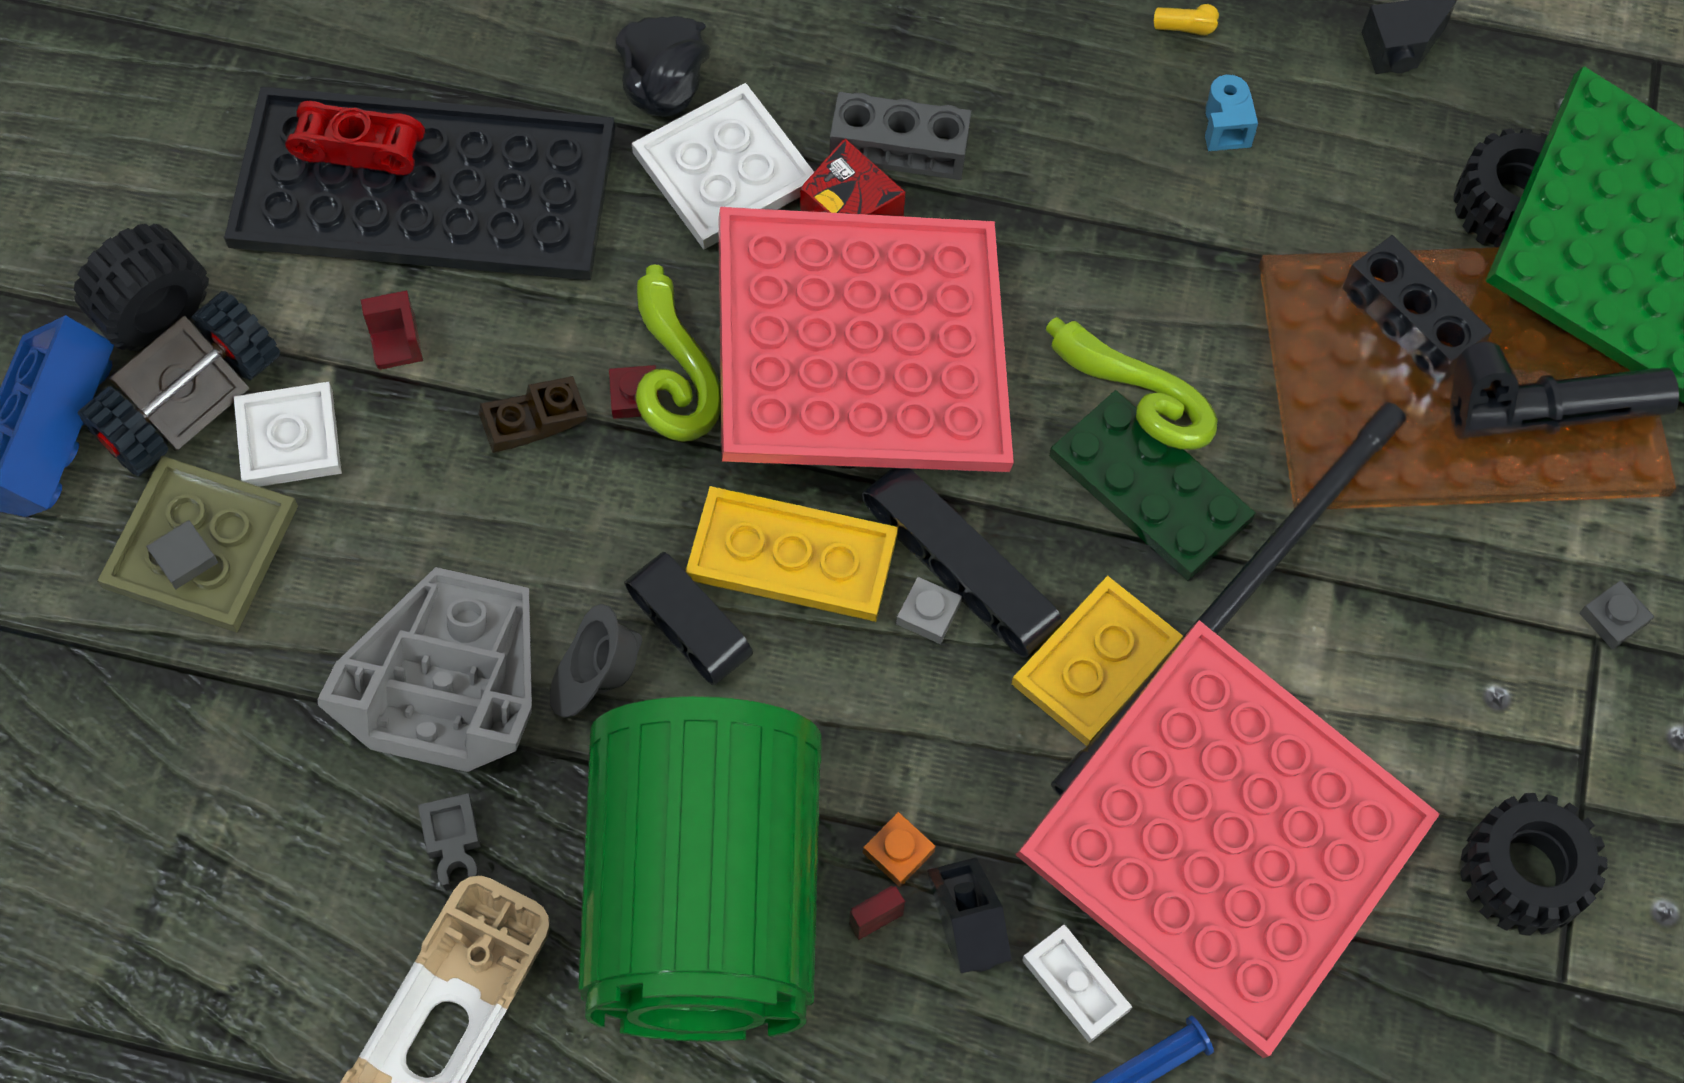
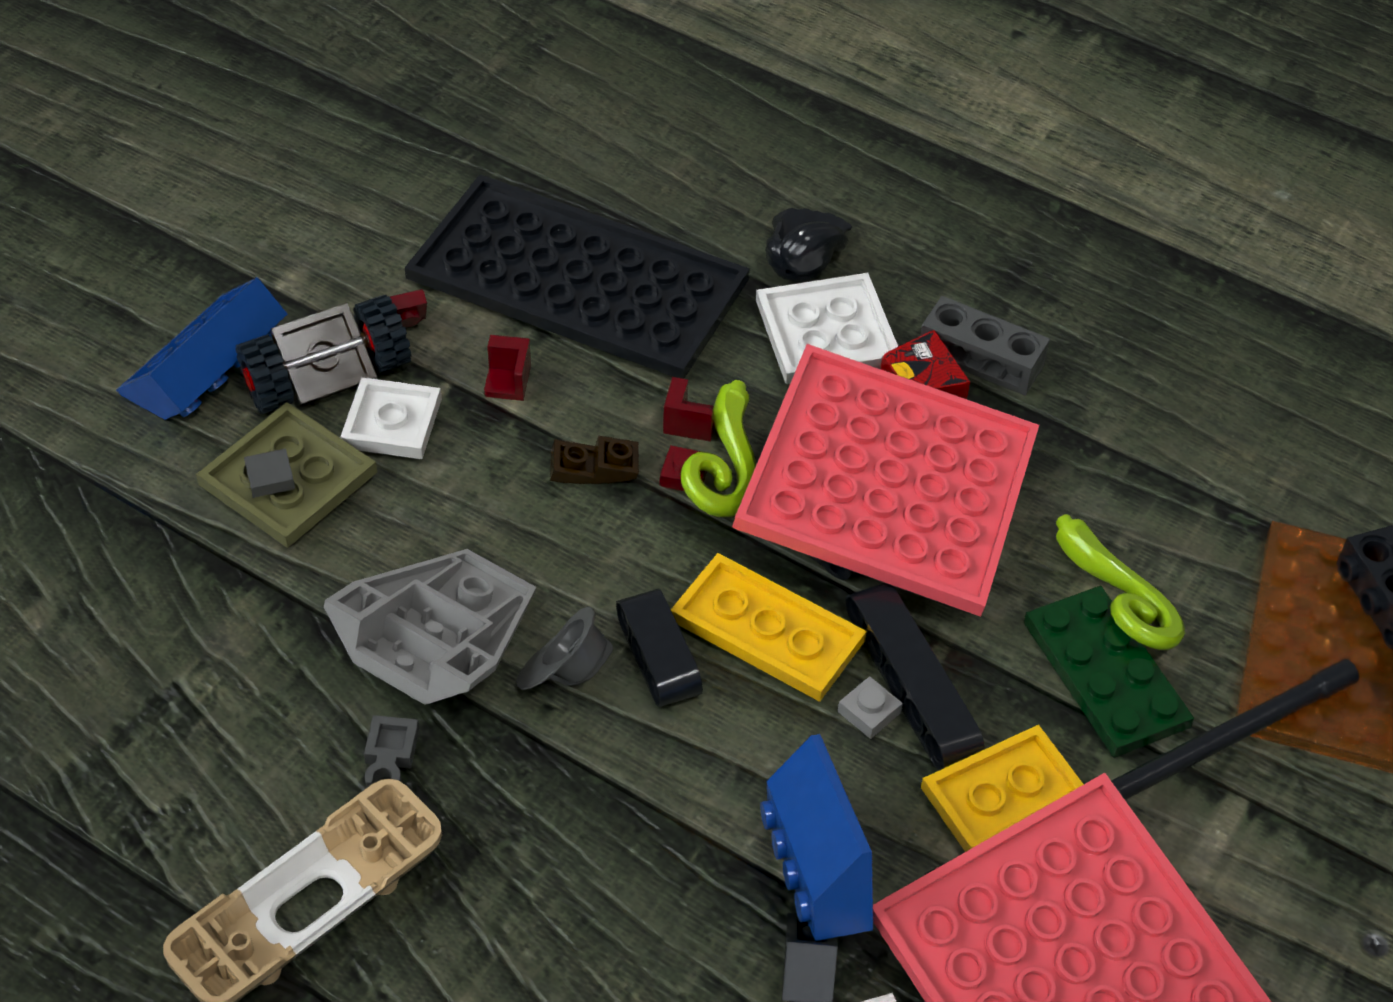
camera: 20 degrees right, 15 degrees down
(140, 285) = (322, 271): black tyre -> none
(251, 289) = (411, 307): none -> dark red plate
(355, 137) = (536, 223): red piece -> none
(613, 325) = (686, 417): none -> dark red panel
(700, 869) = (581, 823): green container -> none
(876, 912) = (727, 927): dark red tile -> none
(899, 849) = (765, 888): orange plate -> none
(943, 797) = (820, 843): none -> blue slope
(1194, 21) = (1273, 331): yellow arm -> none
(1230, 114) = (1279, 407): dark azure leg -> none

